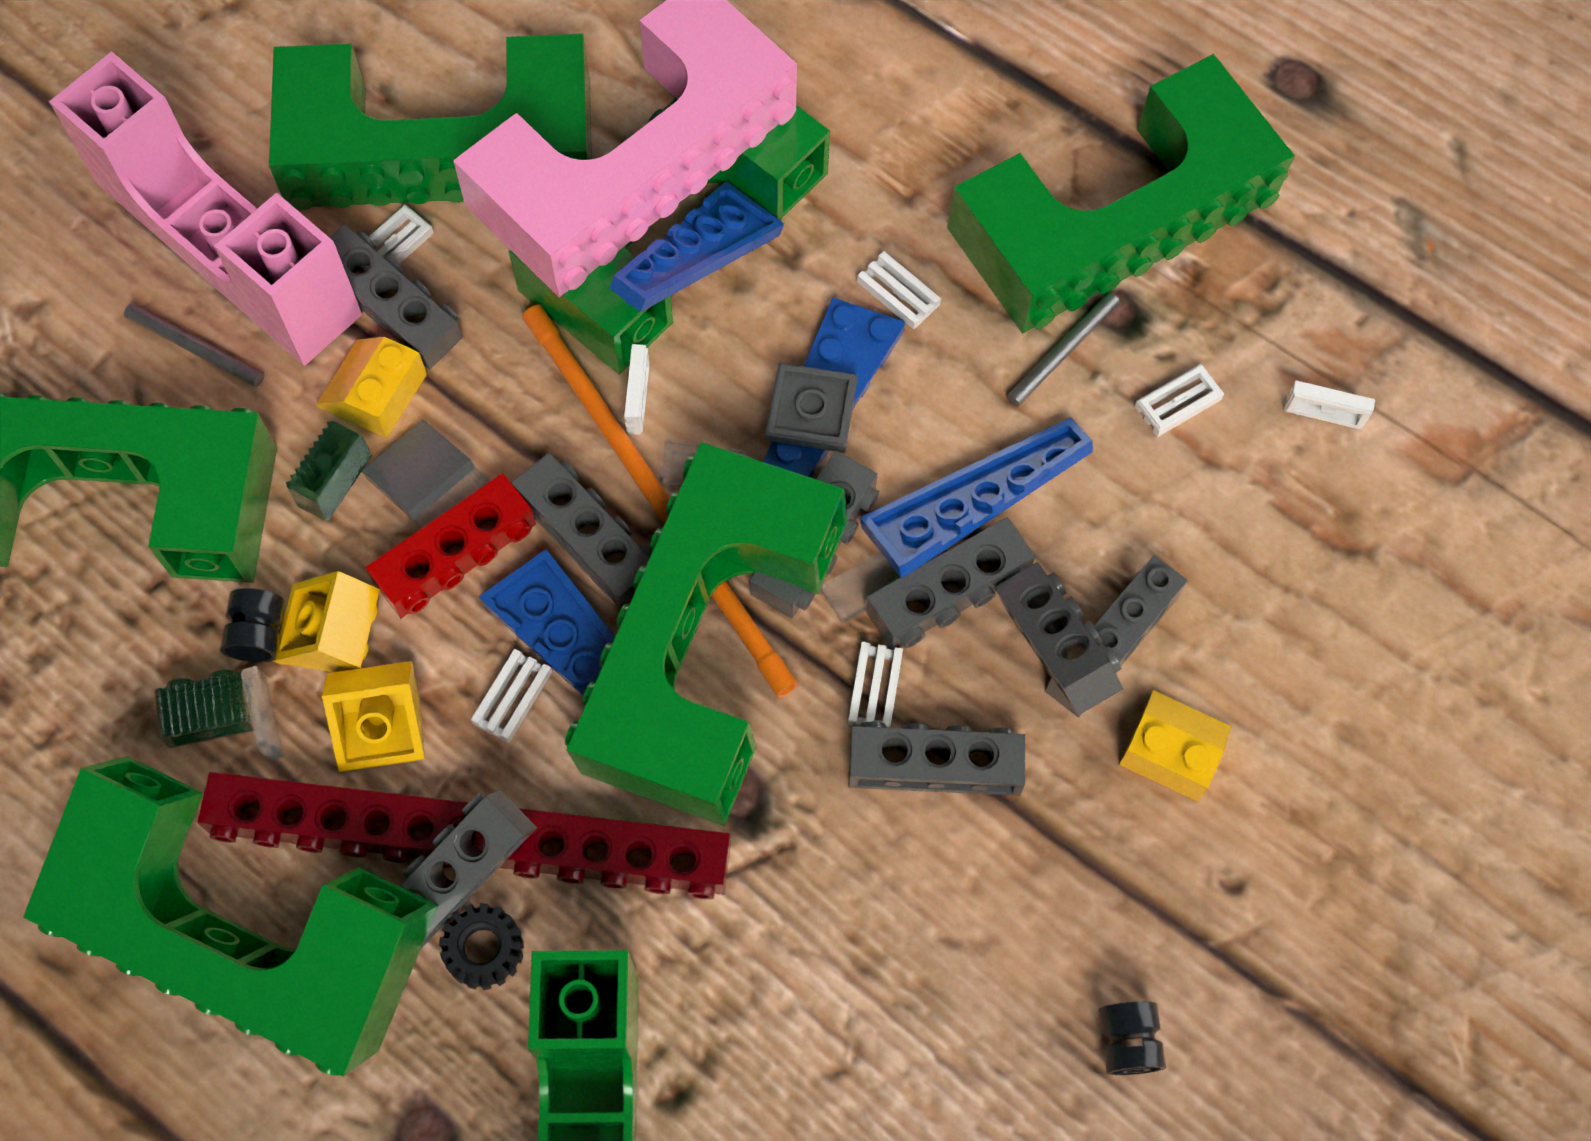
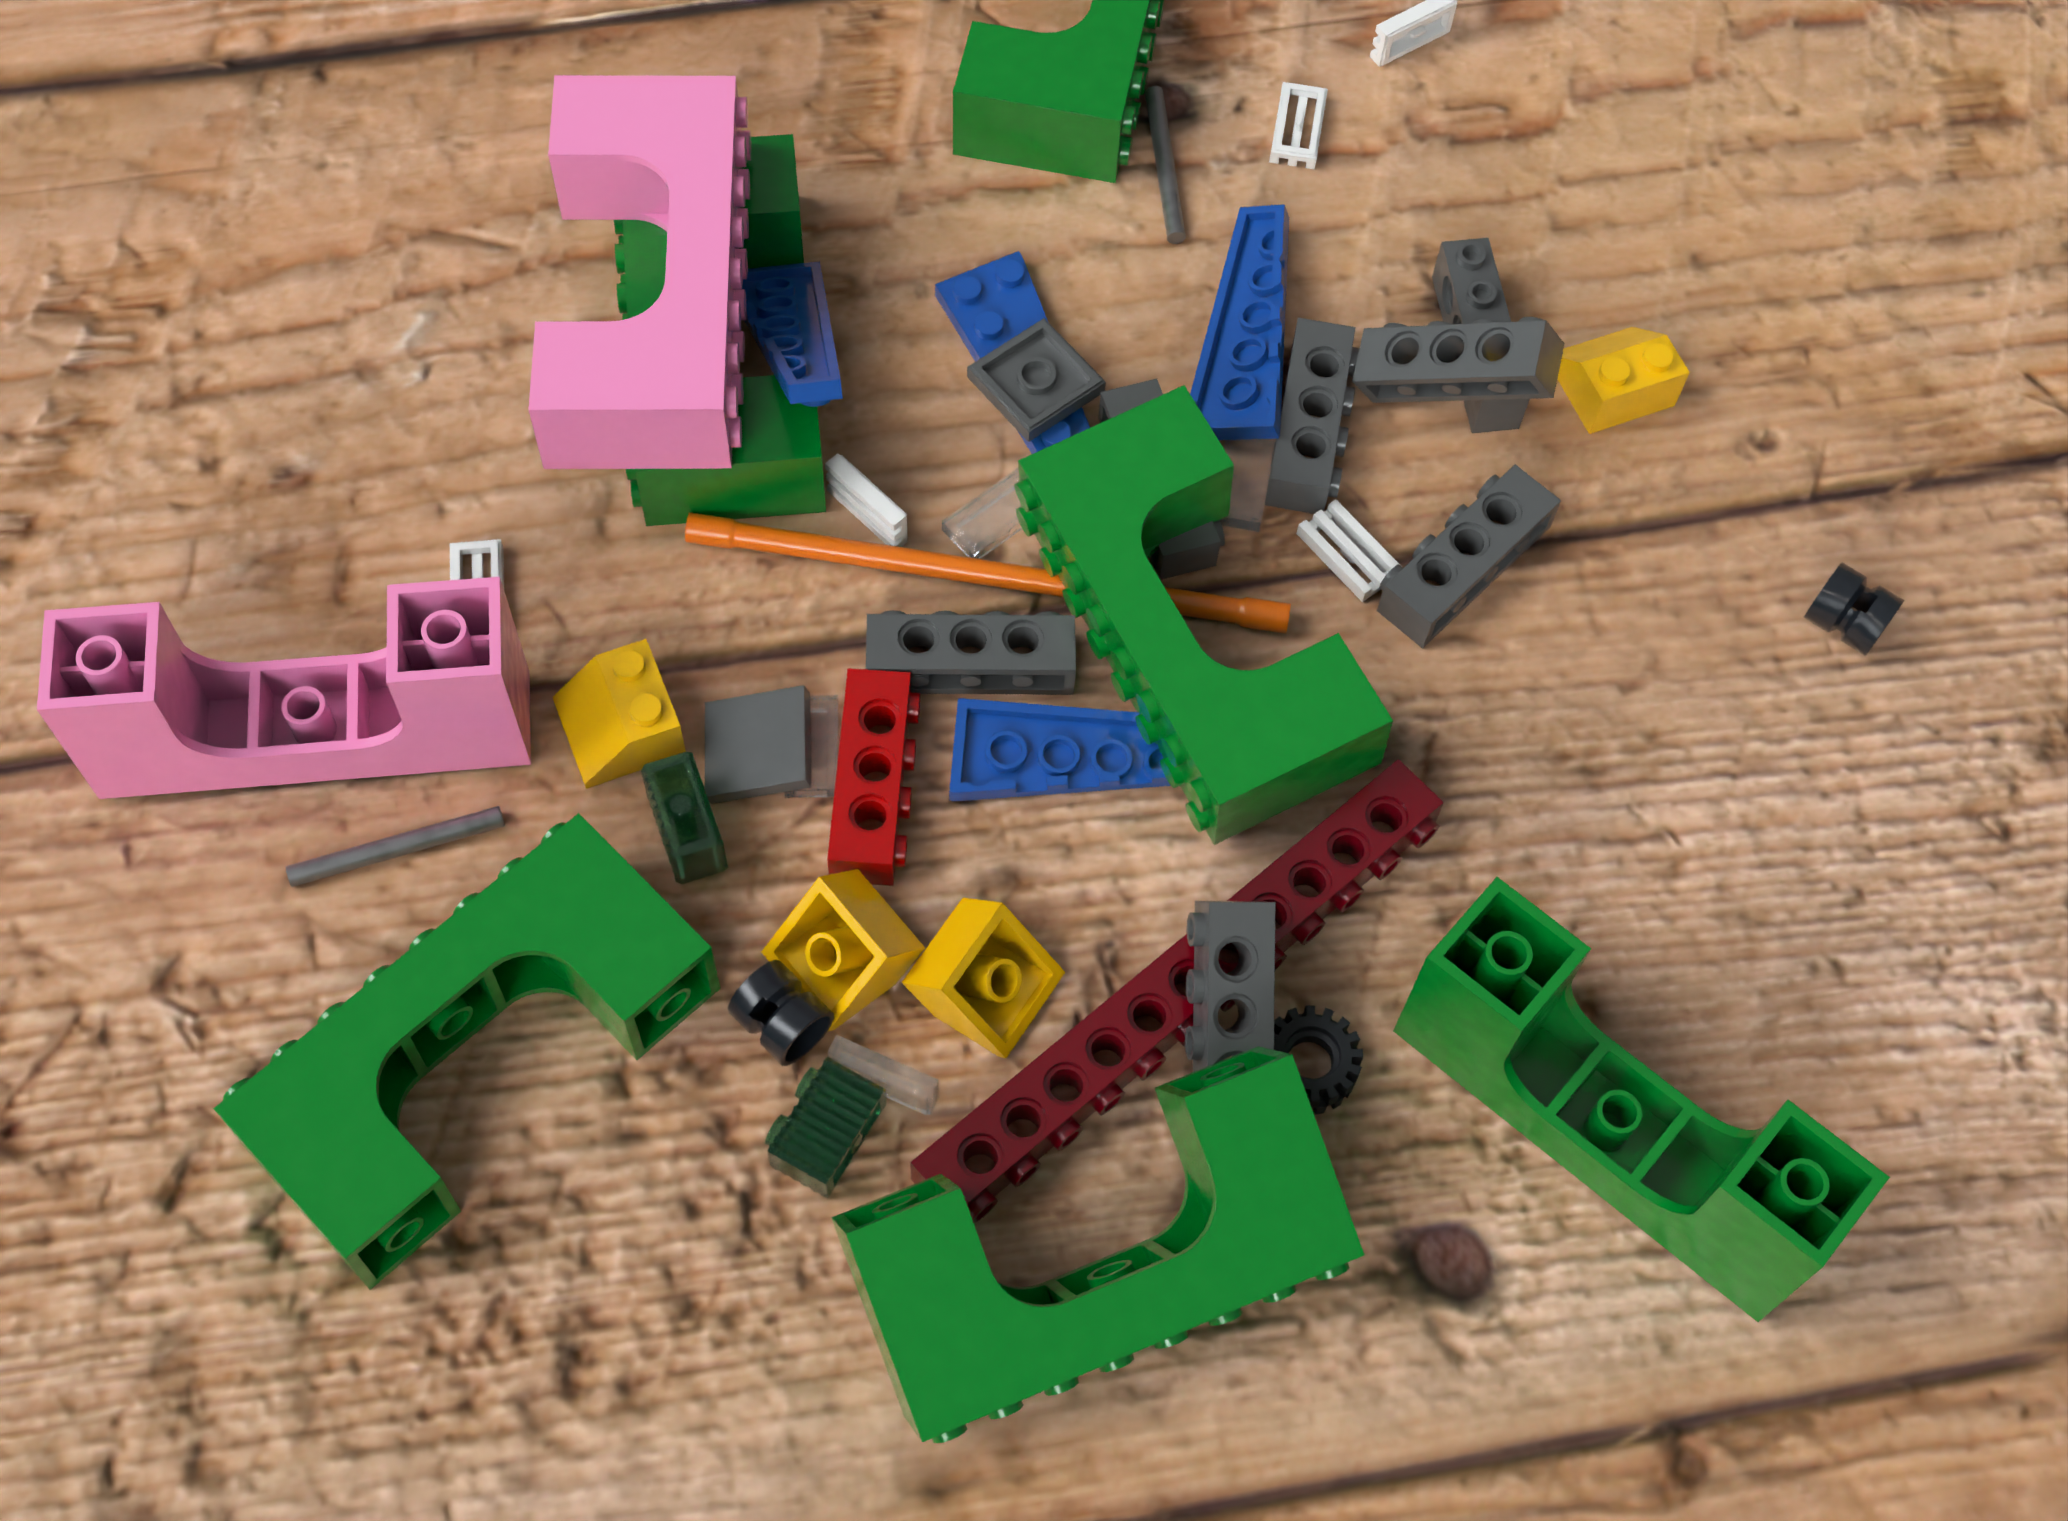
camera: 50 degrees left, 5 degrees down
(339, 157) = (334, 543): green arch -> none
(430, 337) = (569, 606): dark grey brick -> none
(529, 665) = (1059, 808): white tile -> none
(876, 269) = (978, 227): white tile -> none

